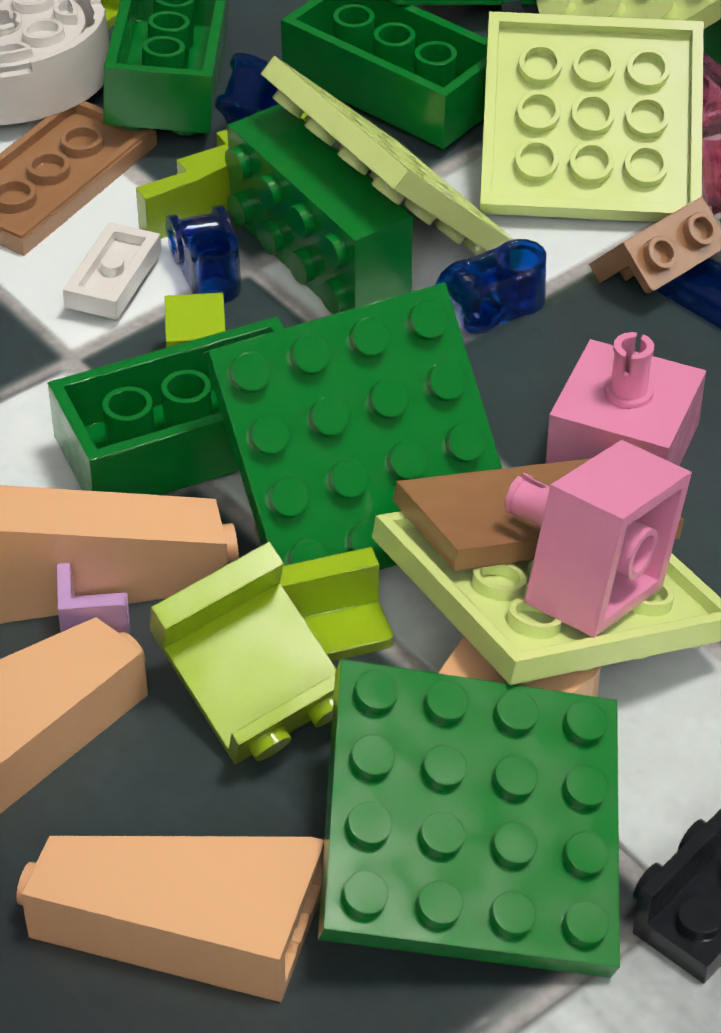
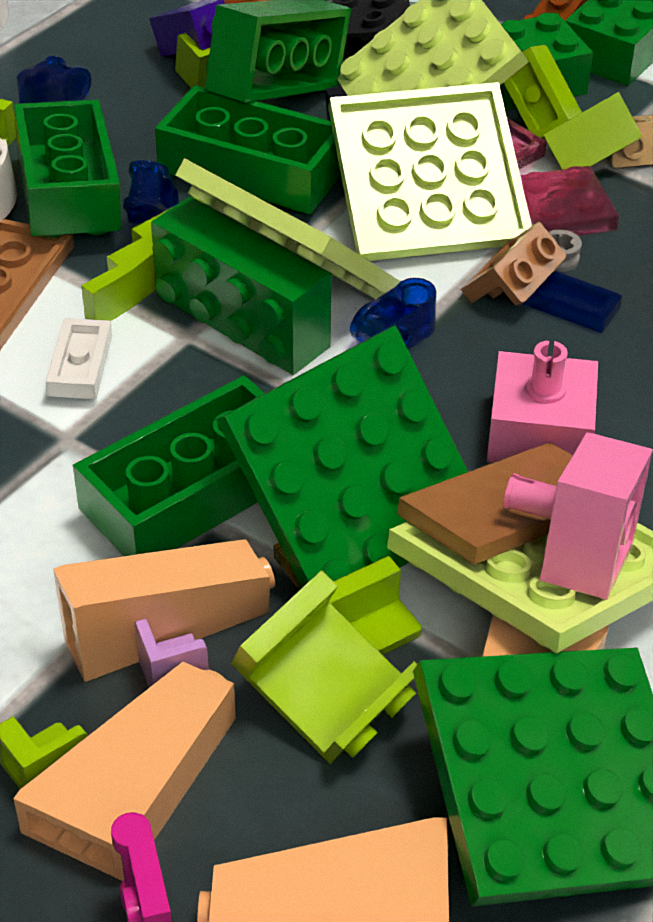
camera: 15 degrees left, 0 degrees up
(193, 317) = (166, 390): lime panel -> none
(206, 252) = (153, 331): clear blue piece -> none

